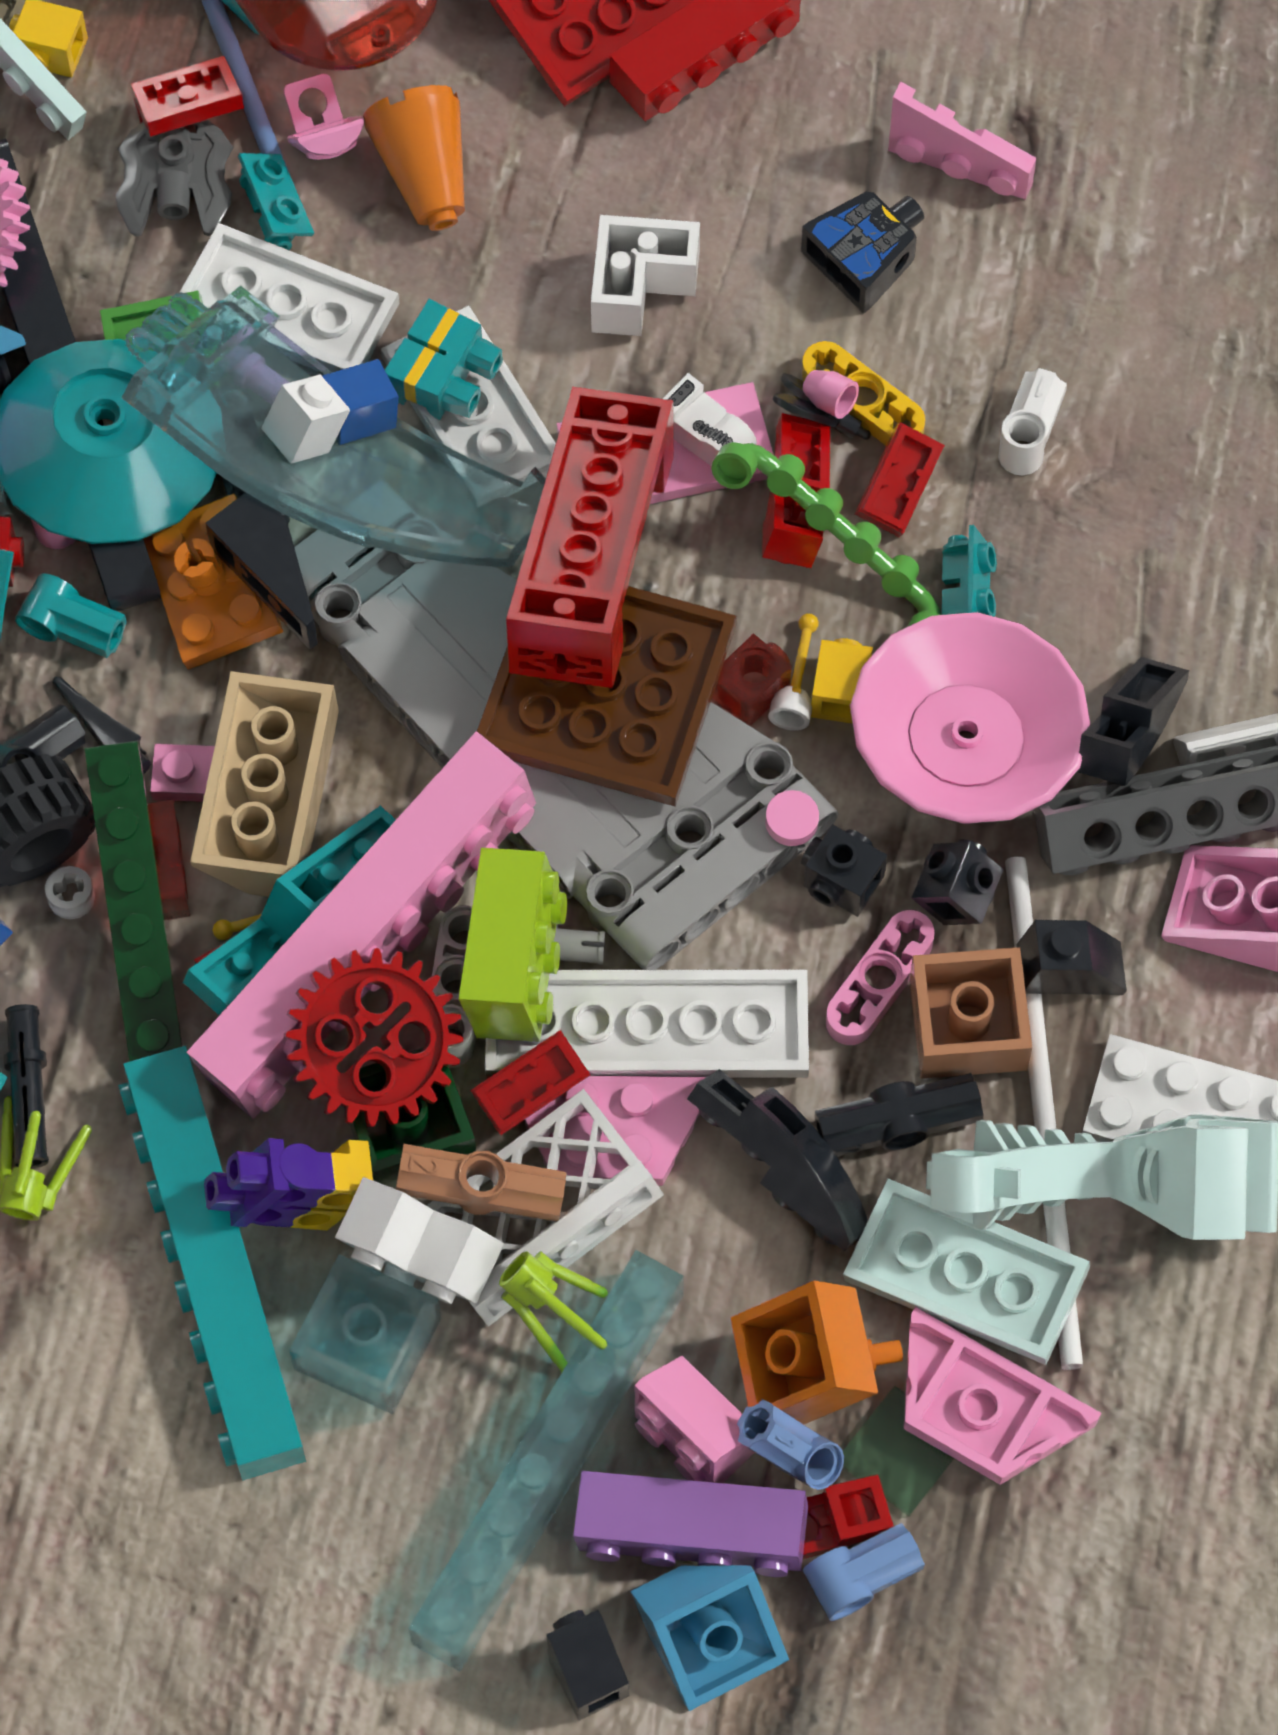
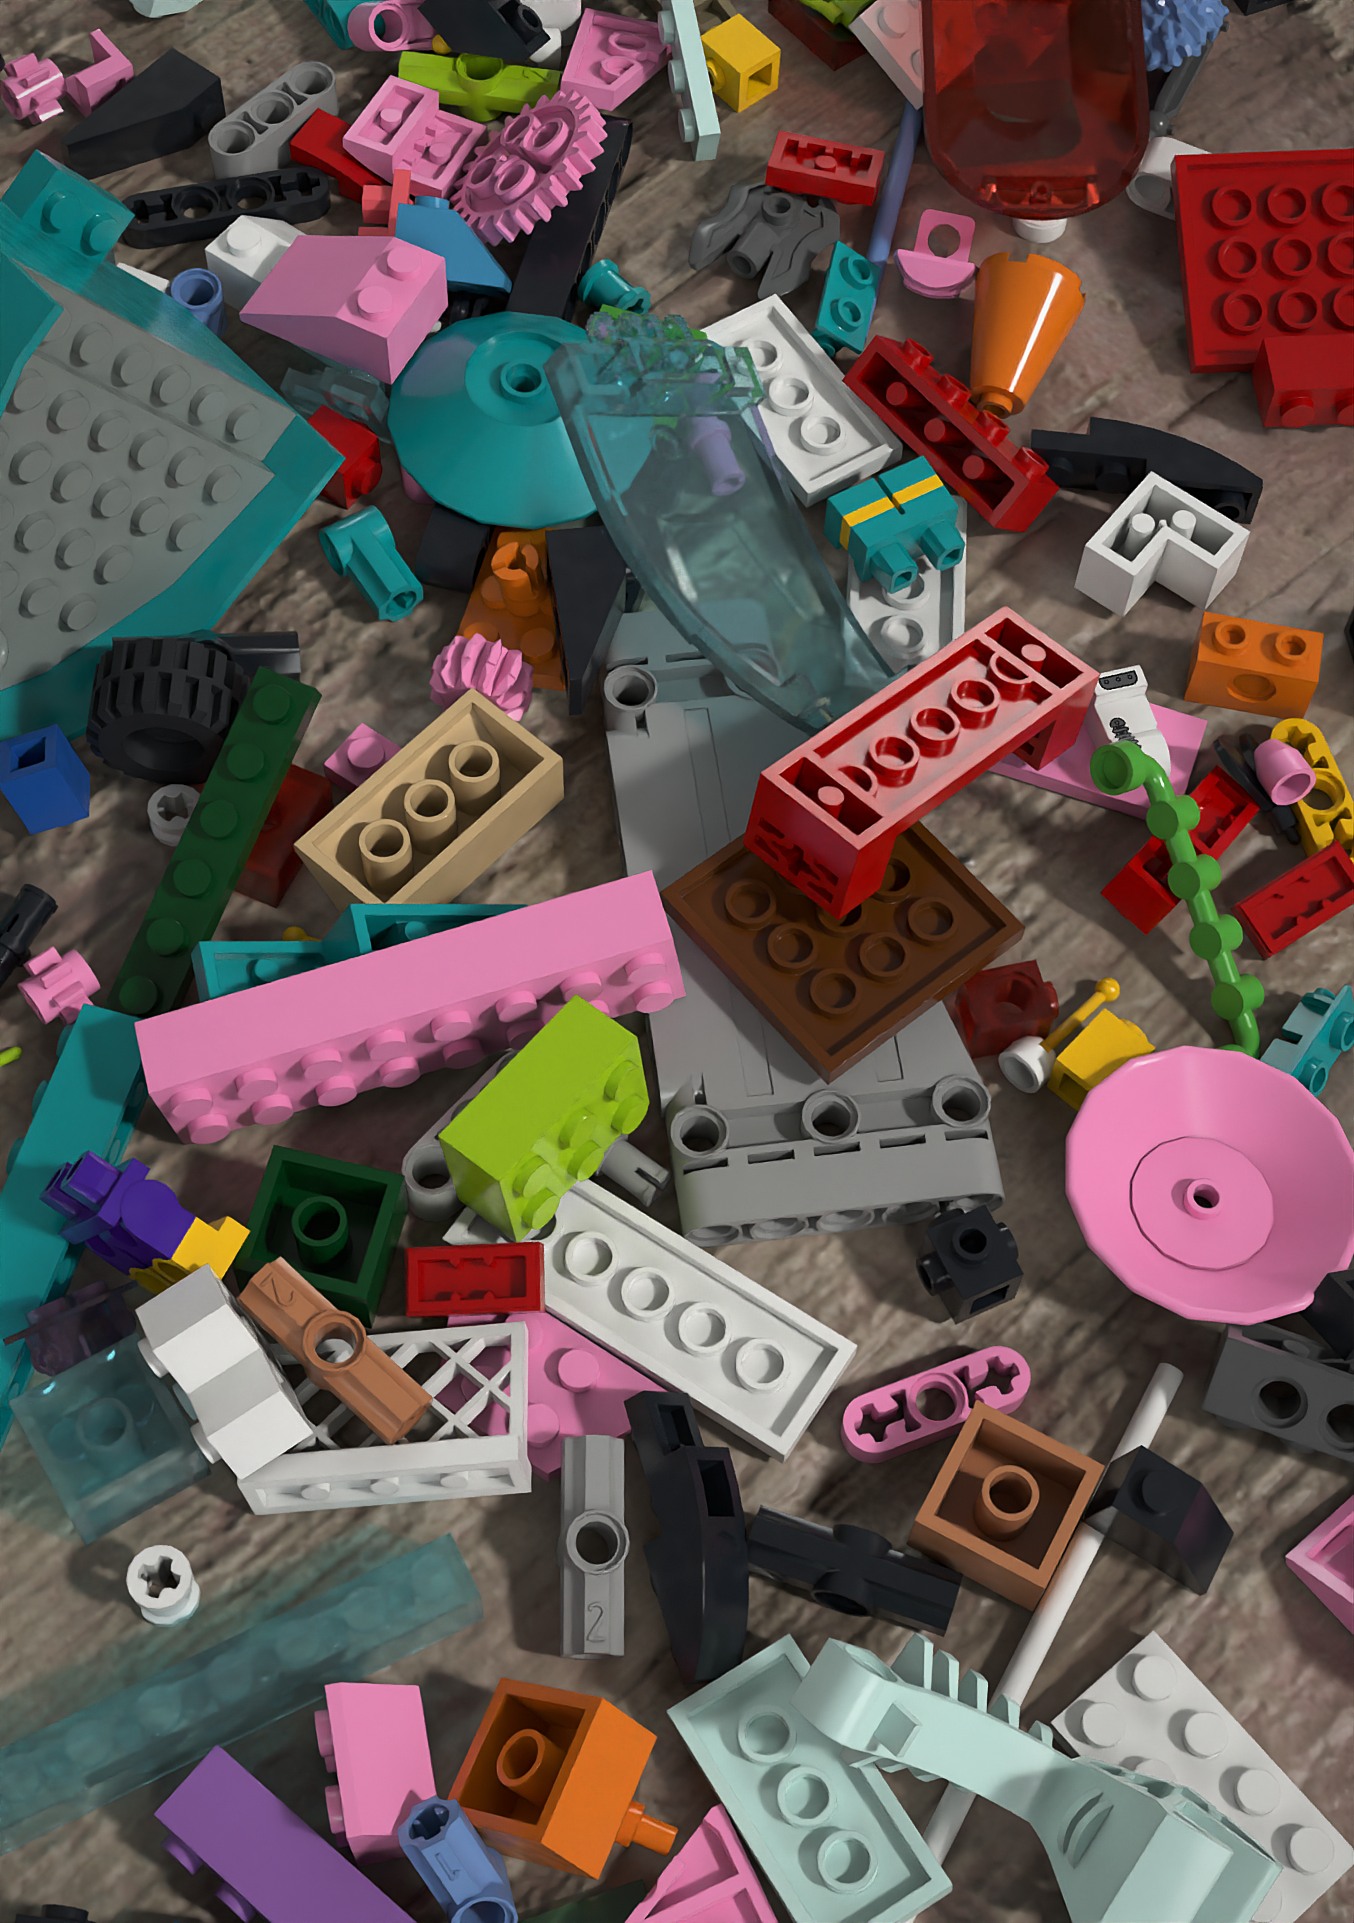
camera: 30 degrees right, 5 degrees down
(90, 1064) = (58, 985): none -> bright pink gear
(92, 293) = (605, 286): none -> teal bush
(101, 725) = (332, 711): black piece -> none
(217, 653) = (486, 668): none -> bright pink gear
(289, 1277) = (68, 1336): none -> clear purple hinge
(305, 418) = (716, 492): white brick -> none
(368, 396) = (784, 512): blue brick -> none
(406, 1073) = (337, 1185): red gear -> none
(428, 264) = (955, 438): none -> red brick
(481, 1394) = (155, 1566): none -> white bush
(531, 1283) = (306, 1497): lime plant -> none
(574, 204) = (1121, 454): none -> black slope
(744, 1234) = (591, 1592): none -> light grey piece
(760, 322) = (1253, 666): none -> orange brick
(792, 818) = (945, 1171): bright pink tile -> none
(957, 882) = (1086, 1353): black brick -> none

